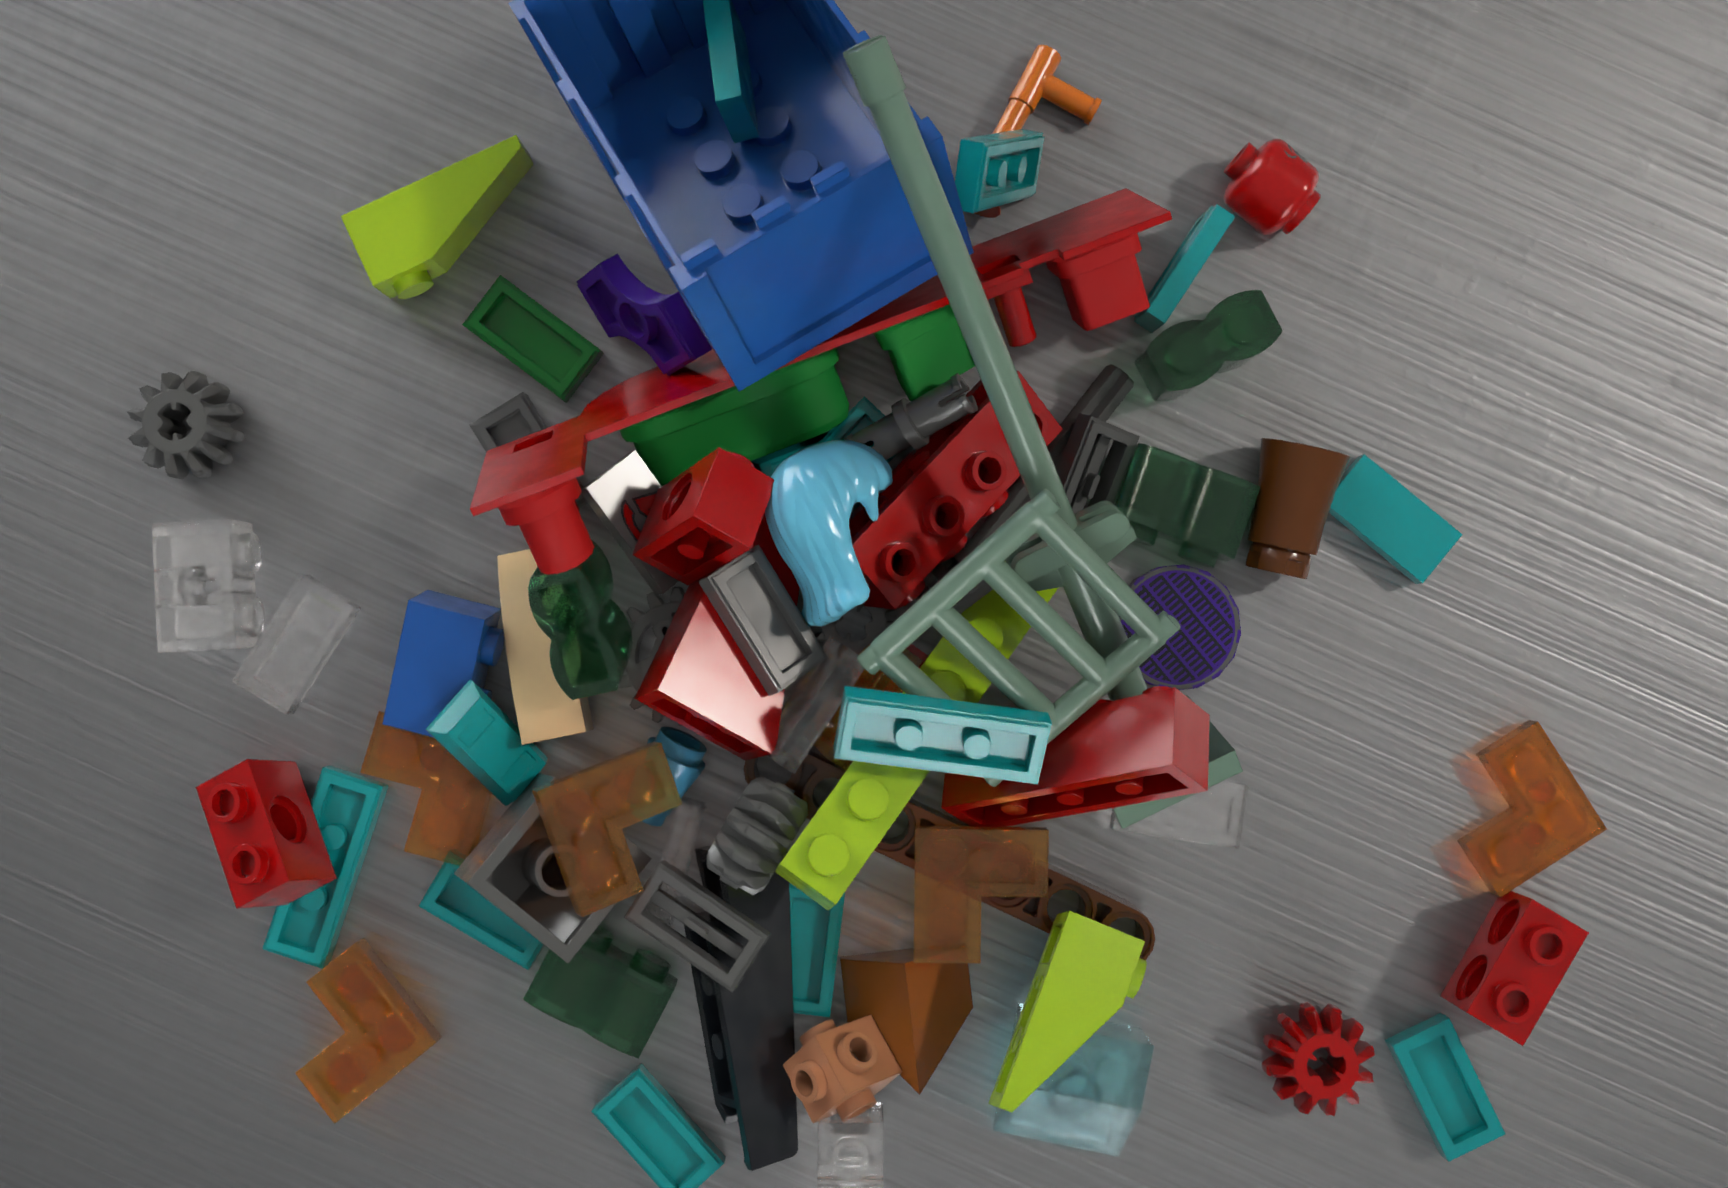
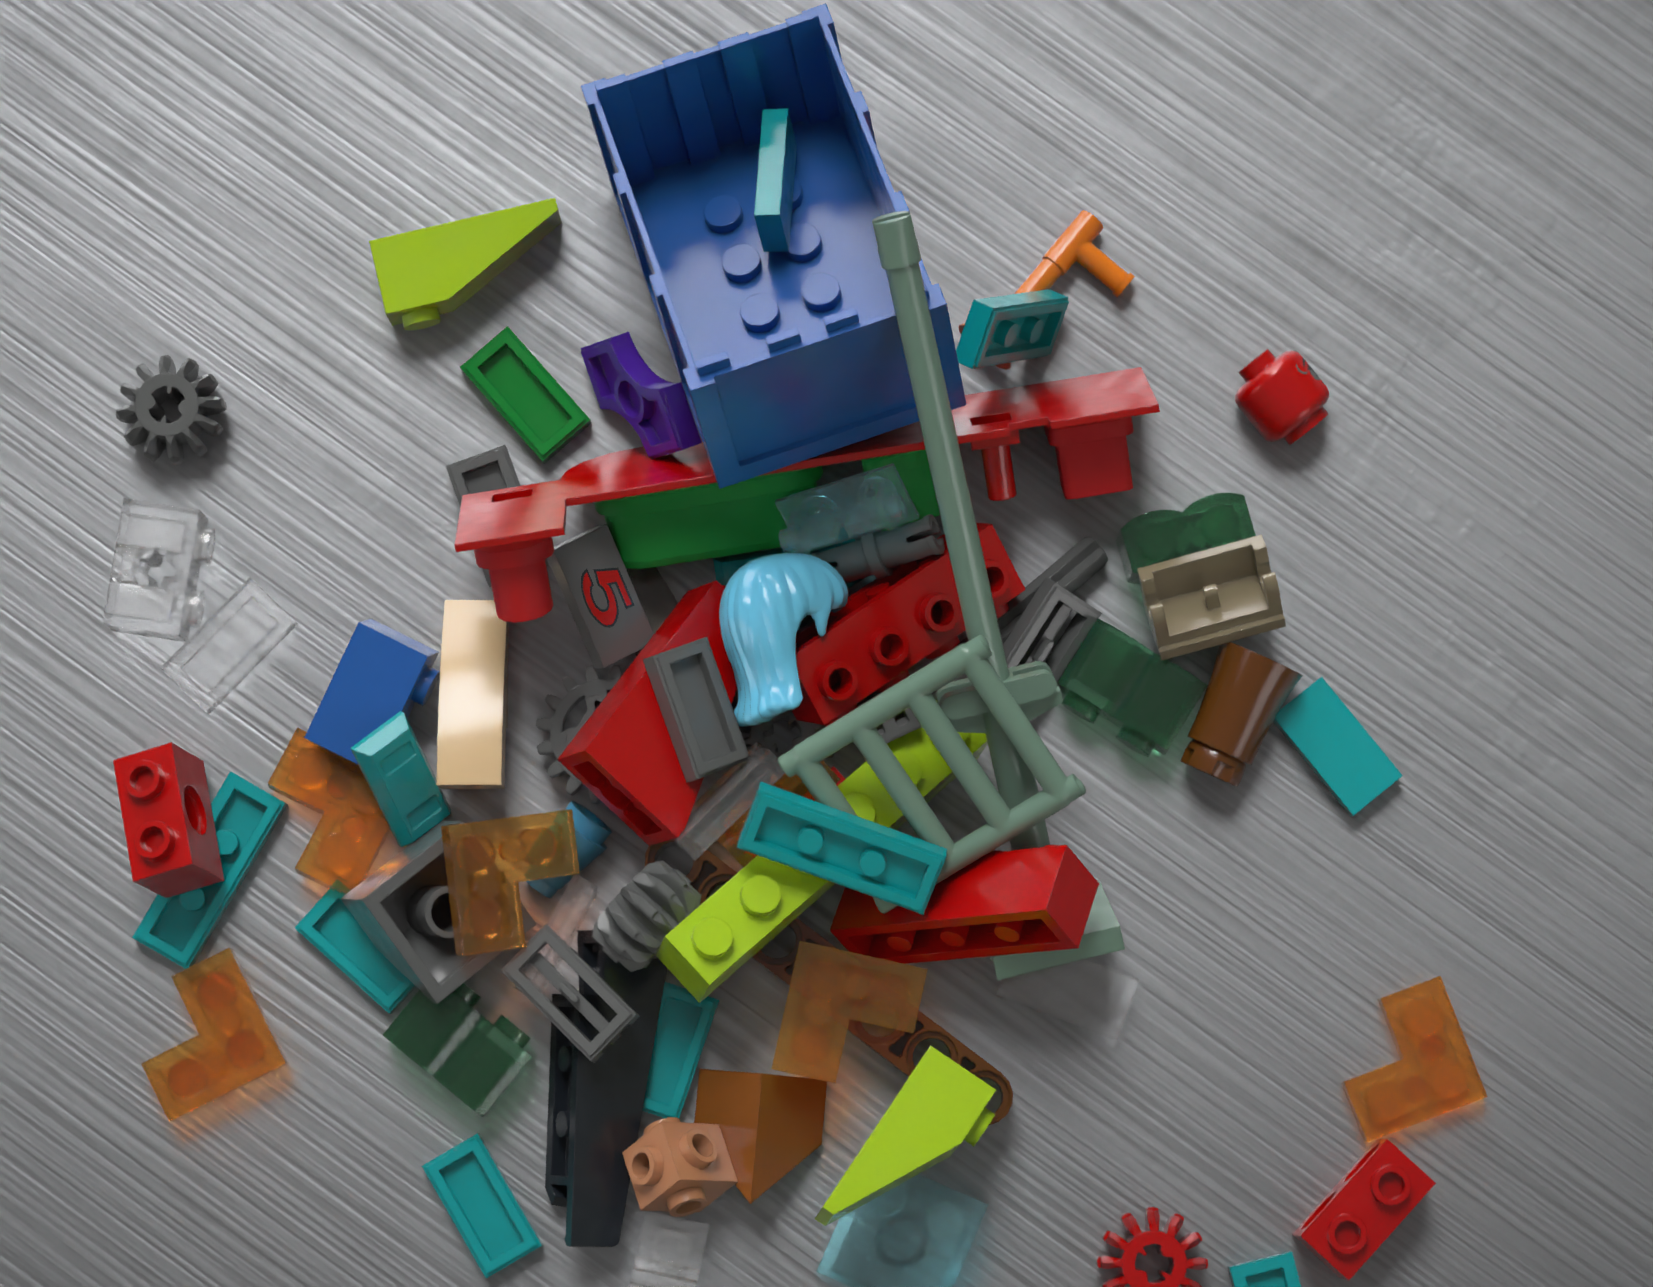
camera: 15 degrees right, 5 degrees down
(585, 626) = (526, 683): clear green brick -> none
(705, 516) = (660, 600): red brick -> none
(871, 386) = (845, 510): none -> clear light blue hinge
(1184, 267) = (1178, 457): teal tile -> none
(1207, 624) = (1117, 814): tile -> none
(1250, 399) = (1211, 597): none -> dark tan hinge

